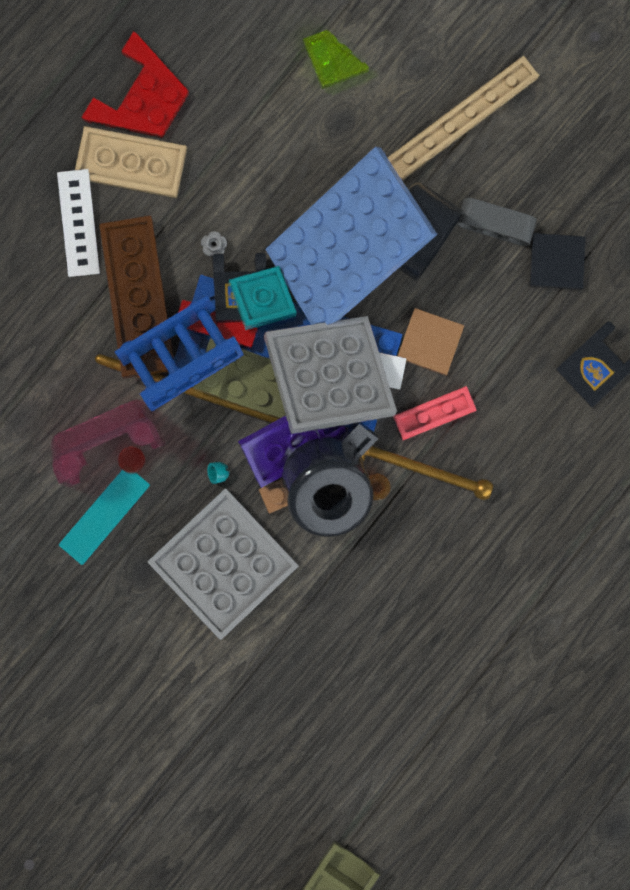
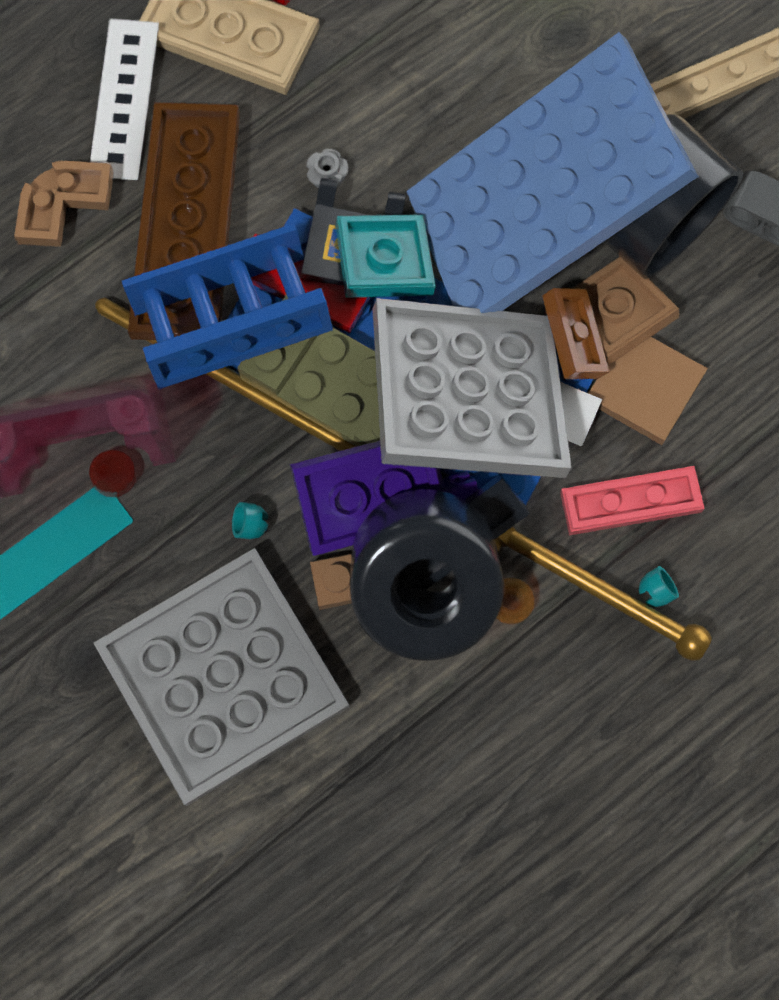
camera: 20 degrees right, 10 degrees down
(51, 292) = (62, 187): none -> medium nougat plate
(383, 324) = (575, 333): none -> dark orange plate
(404, 301) = (626, 308): none -> medium nougat tile
(459, 462) = (659, 586): none -> teal hinge

